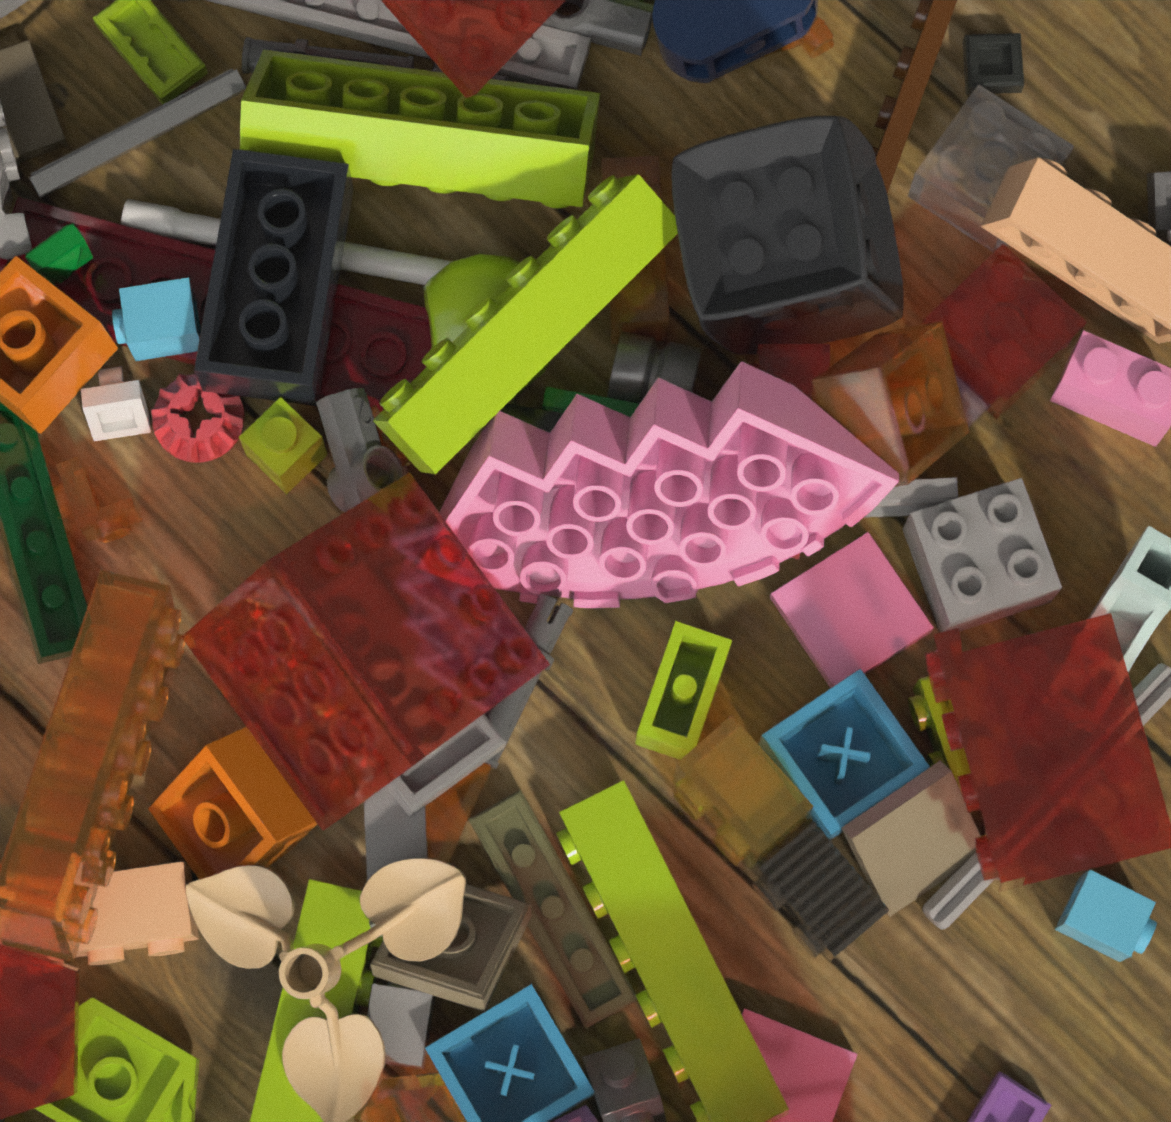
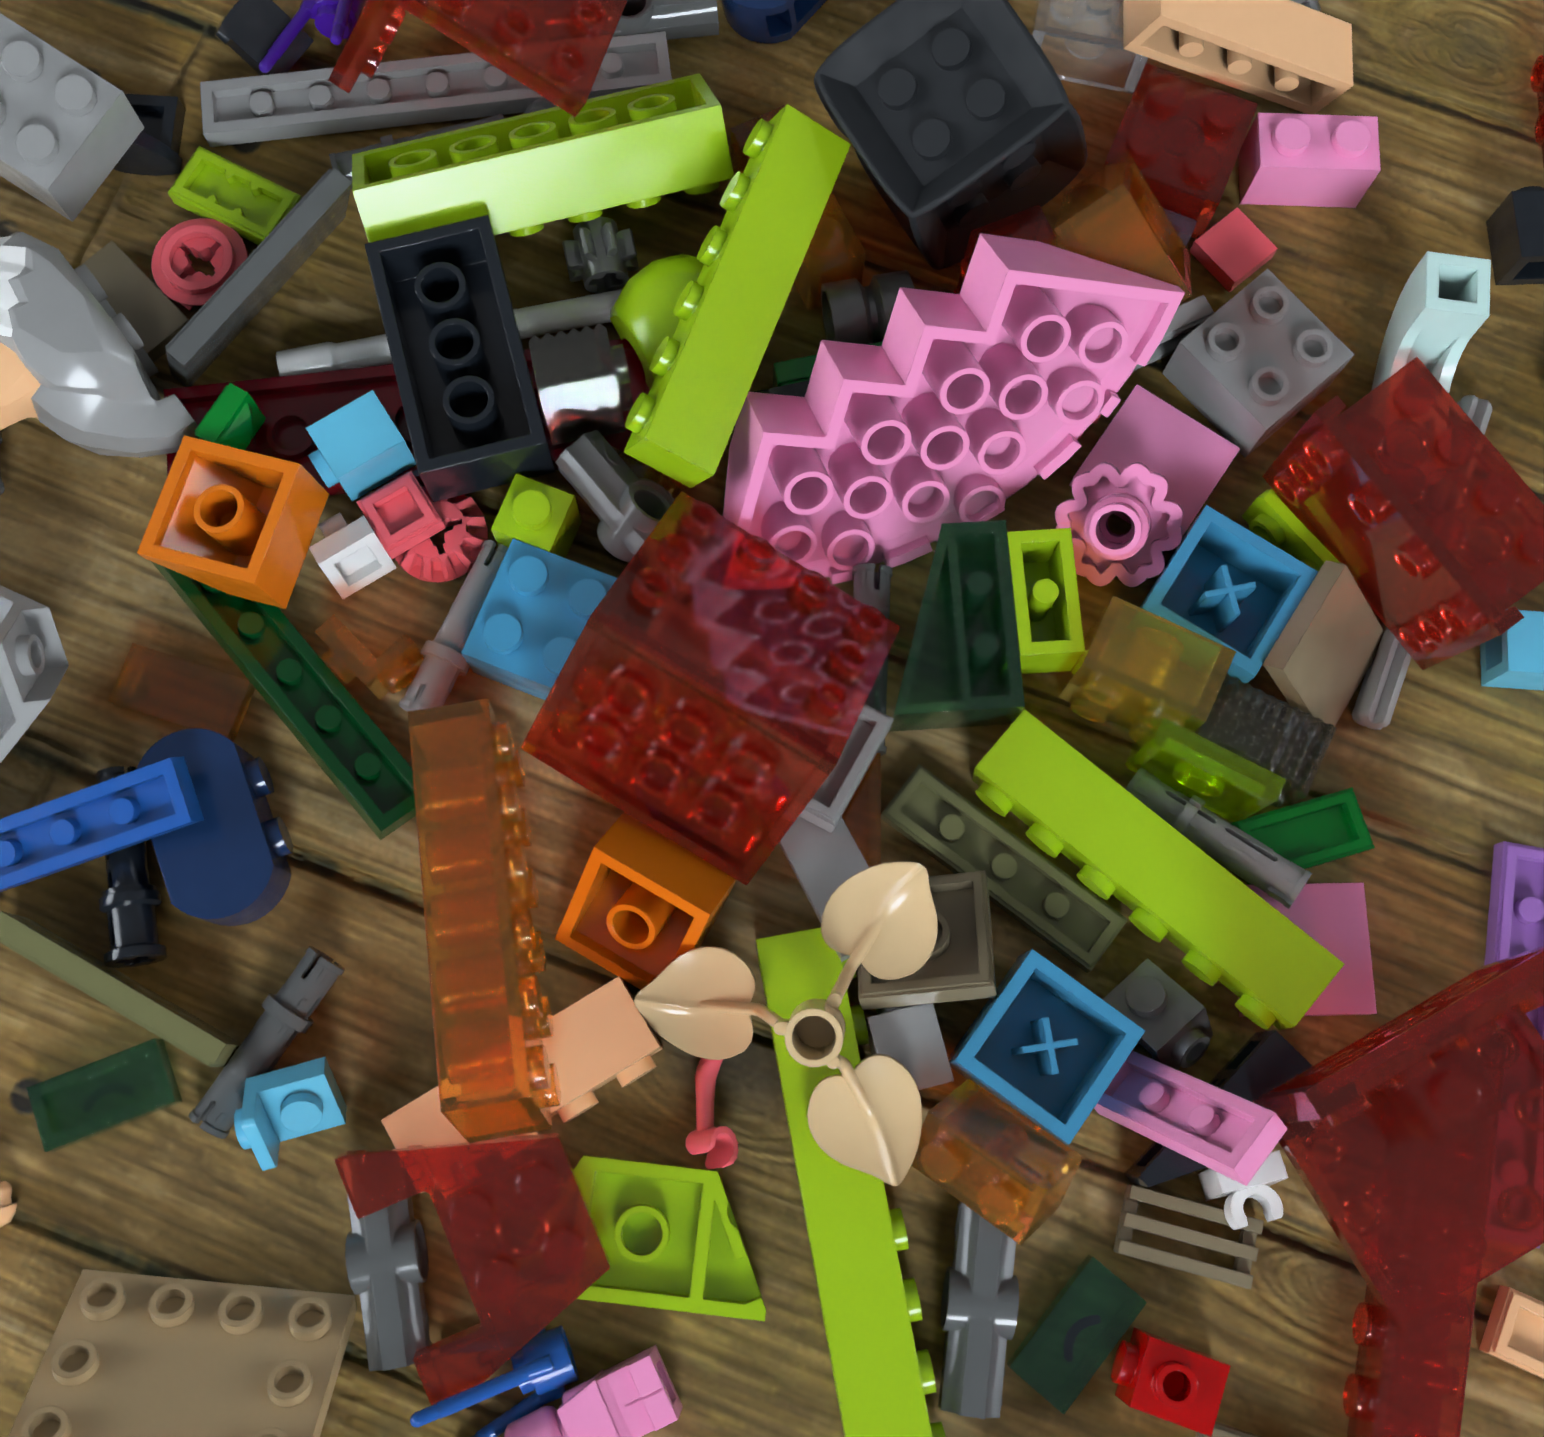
camera: 25 degrees left, 0 degrees up
(109, 70) = (204, 240): none -> coral gear
(170, 391) = (401, 514): none -> coral tile
(180, 511) = (443, 655): none -> light grey pin
(210, 1033) = (717, 1141): none -> coral piece
(243, 525) = (533, 618): none -> dark azure brick
(364, 344) = (581, 383): none -> clear smoke brick
(442, 225) = (600, 255): none -> flat silver gear
(598, 699) = (965, 636): none -> clear green wedge
(730, 939) = (1221, 840): none -> light grey pin
(751, 898) = (1200, 767): none -> clear neon green tile
(787, 651) = (1154, 523): none -> bright pink plant
(824, 992) = (1313, 829): none -> green tile
(1018, 442) = (1233, 249): none -> coral tile

